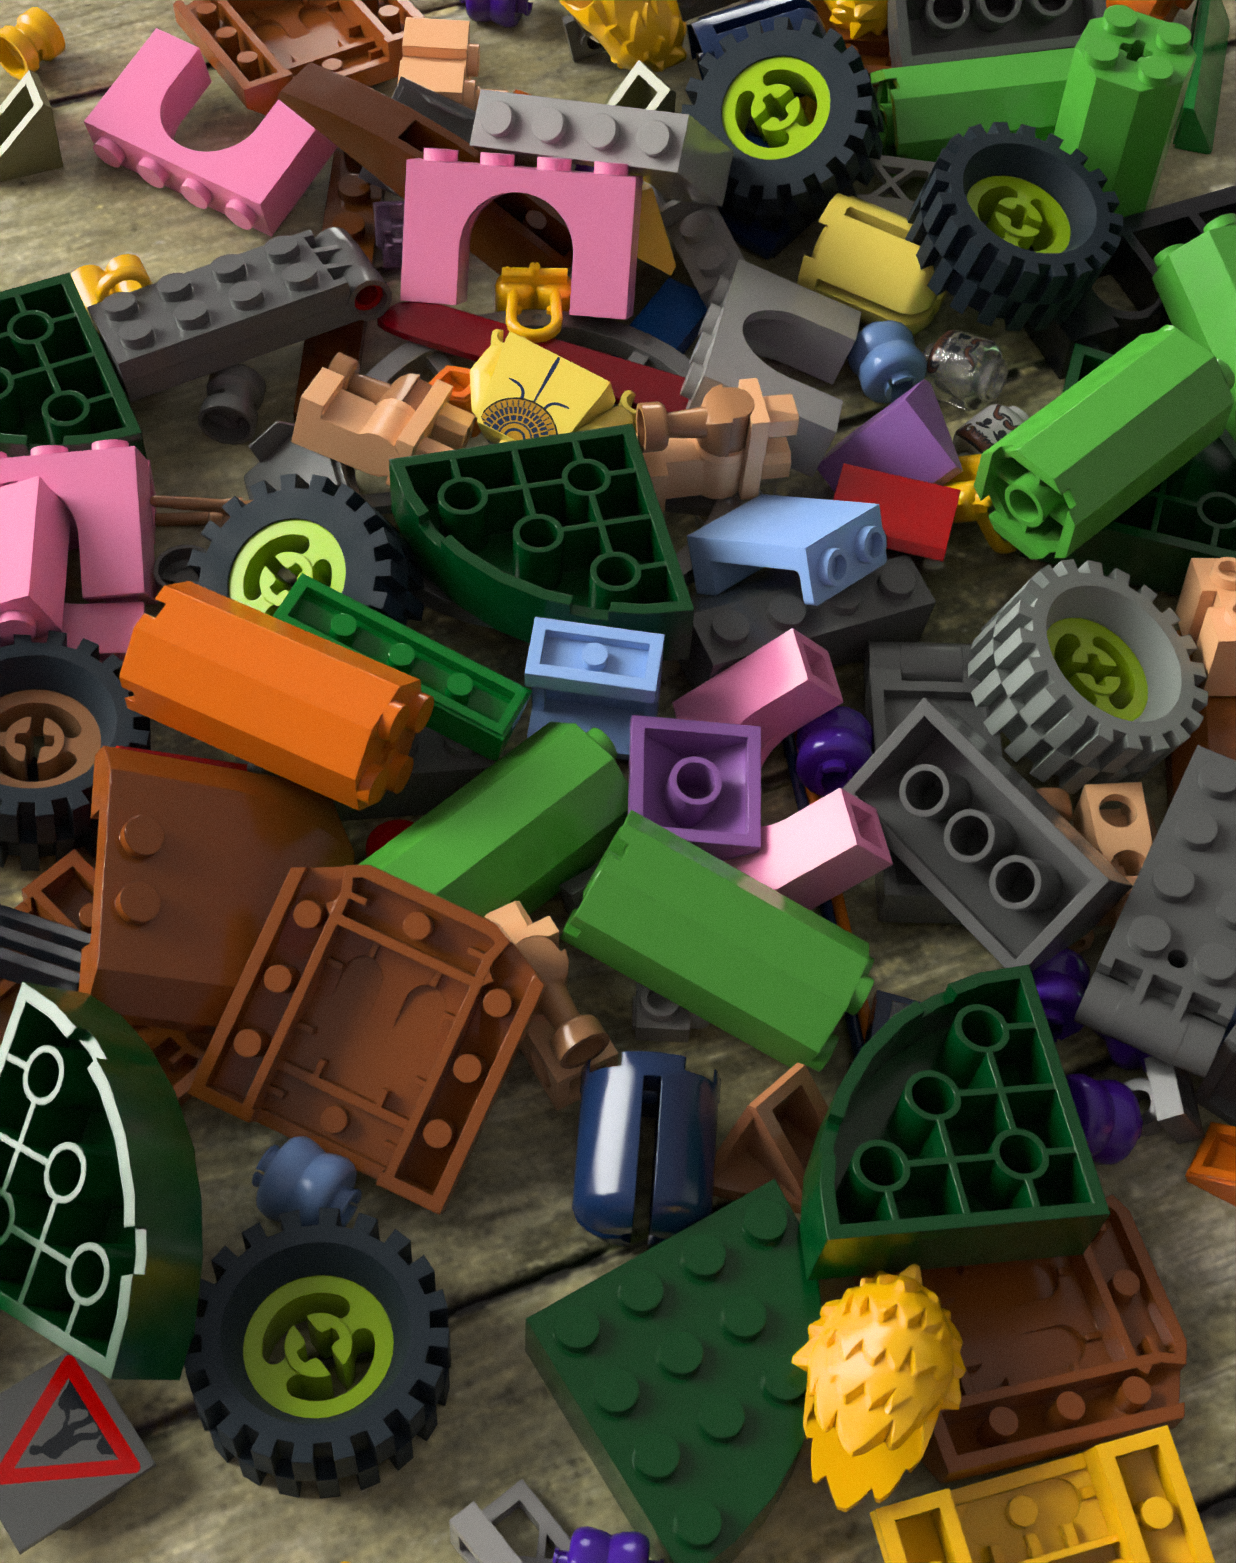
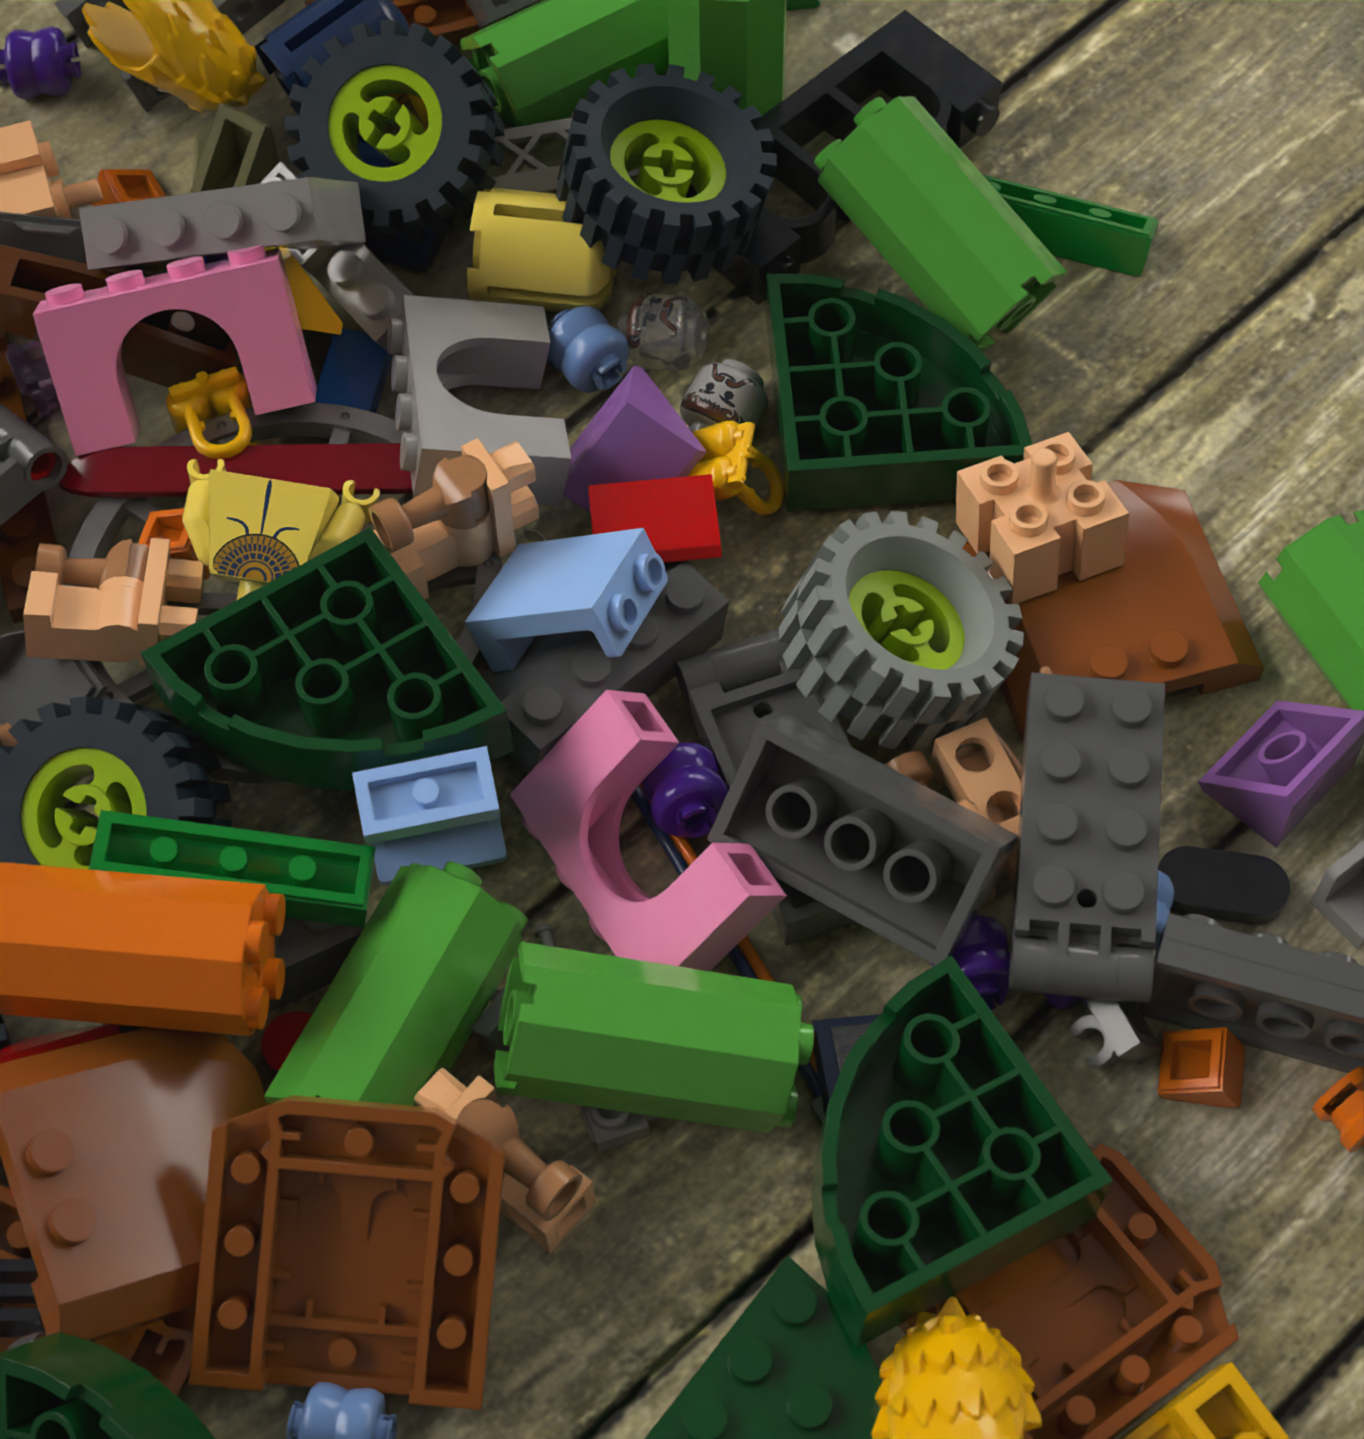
camera: 15 degrees left, 5 degrees up
(608, 1146) = (621, 1280): dark blue cylinder -> none
(698, 781) = (569, 881): medium lavender slope -> none
(772, 1139) = (769, 1217): nougat slope -> none
(1105, 443) = (837, 384): bright green brick -> none
(1107, 1115) = (1068, 1069): dark purple piece -> none

